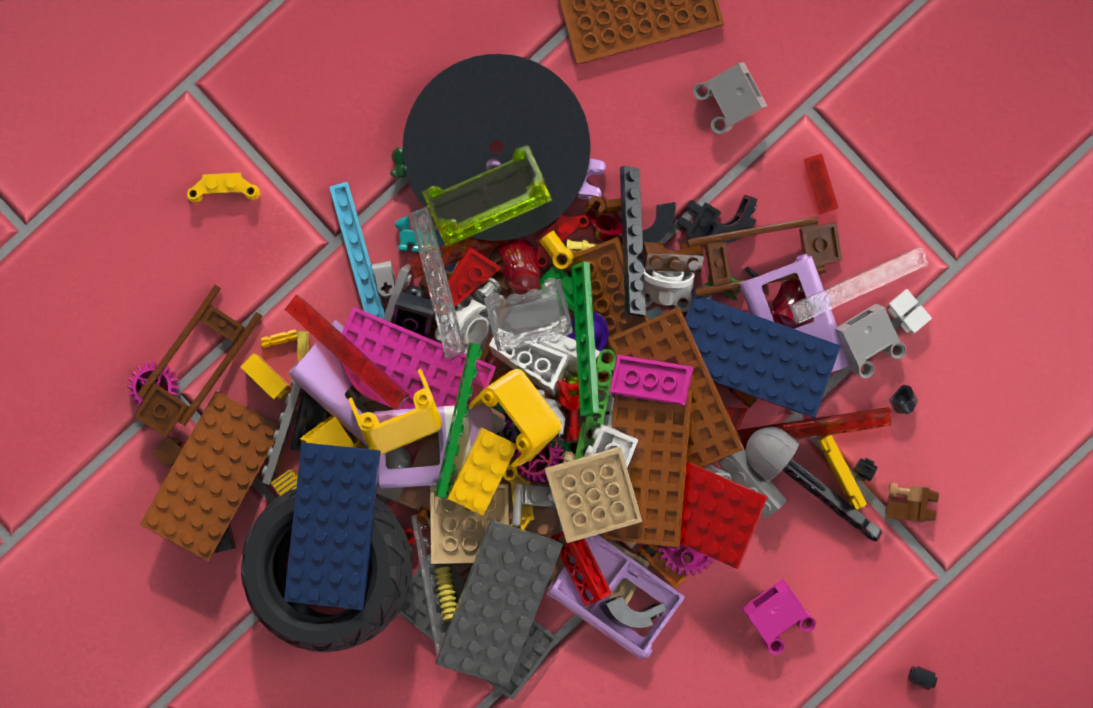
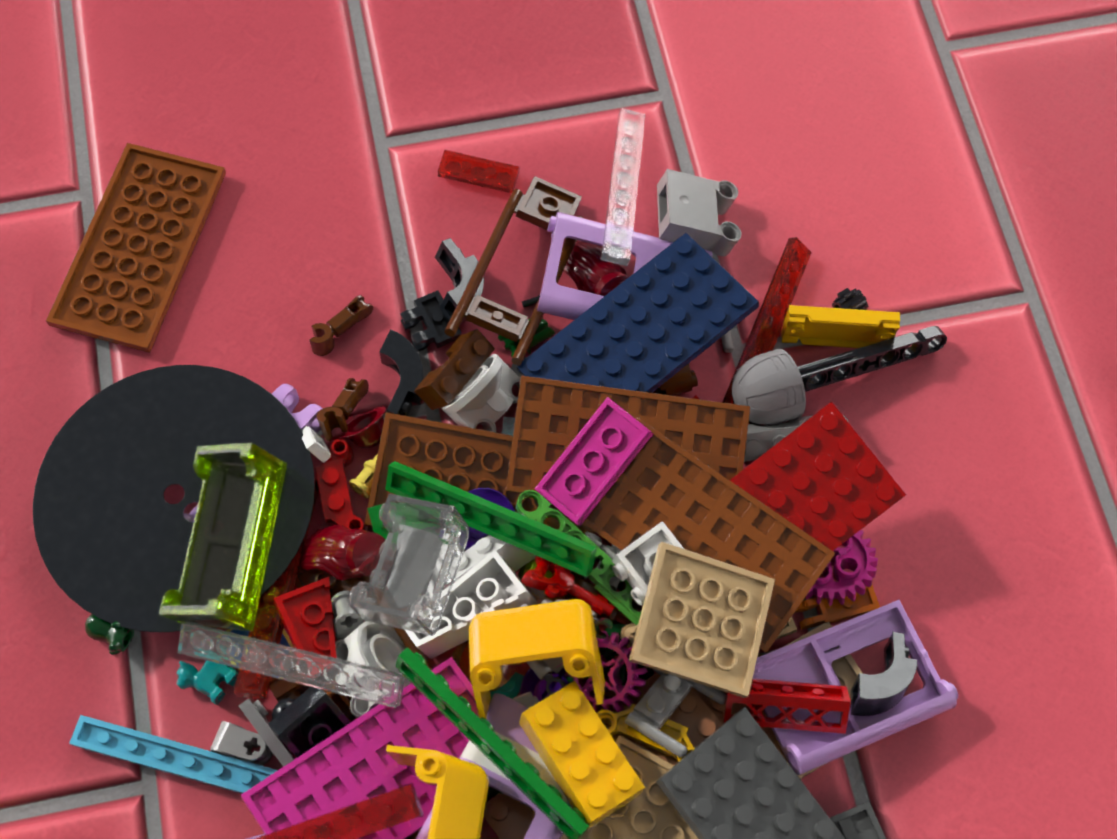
camera: 65 degrees left, 20 degrees down
(556, 248) = (349, 495): yellow piece -> none
(575, 206) = (315, 444): none -> white tile
(632, 241) = (405, 399): plate -> none
(663, 166) = (323, 342): none -> reddish brown piece
(735, 95) = (311, 193): light grey piece -> none
(775, 612) = (980, 499): dark pink piece -> none
(904, 400) = (789, 222): black piece -> none
(913, 320) = (698, 161): white piece -> none
(916, 504) = (925, 273): reddish brown hips -> none

